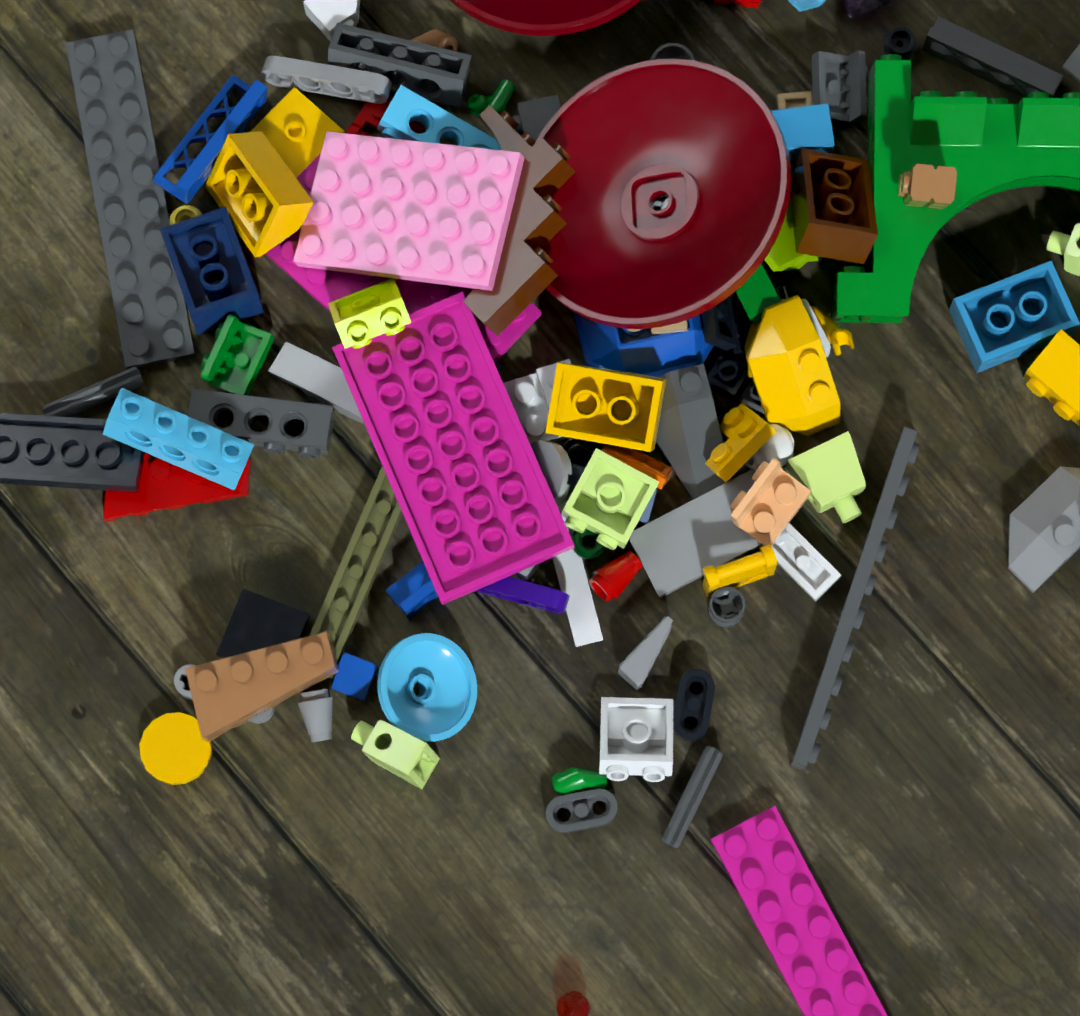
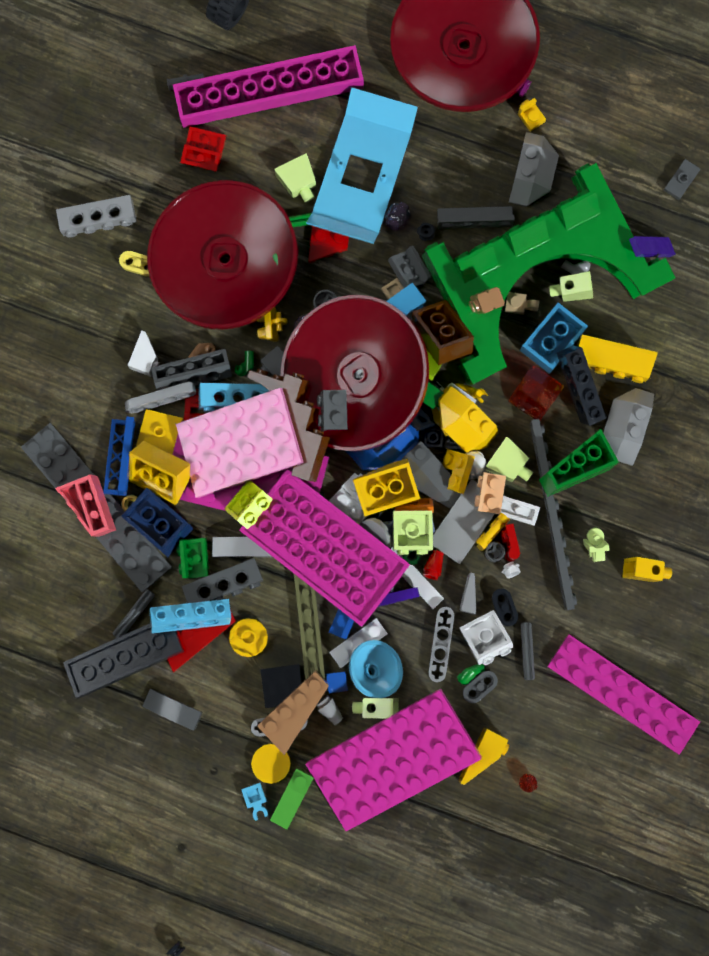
camera: 30 degrees left, 5 degrees up
(69, 577) = (172, 709): none -> dark grey slope
(118, 786) = (254, 797): none -> medium azure plate
(120, 182) = (89, 504): none -> coral wedge
(178, 820) = (292, 798): none -> bright green slope
(253, 530) = (248, 637): none -> yellow tile
(373, 844) = (393, 760): none -> dark pink plate
(456, 626) = (343, 652): none -> white plate
(530, 917) = (491, 748): none -> yellow slope
(558, 710) = (437, 643): none -> light grey beam
(569, 61) = (273, 325): none -> yellow hips
(586, 233) = (333, 410): none -> dark grey bracket
(738, 651) = (511, 569): none -> white plate
(760, 595) = (509, 537): none -> red plate
(900, 681) = (596, 544): none -> yellowish green hips
(936, 390) = (536, 393): none -> clear red slope
(946, 540) = (585, 462): none -> green wedge
(948, 762) = (645, 569): none -> yellow torso
(988, 233) = (517, 303): none -> tan plate
(1016, 412) = (581, 385): none -> black brick

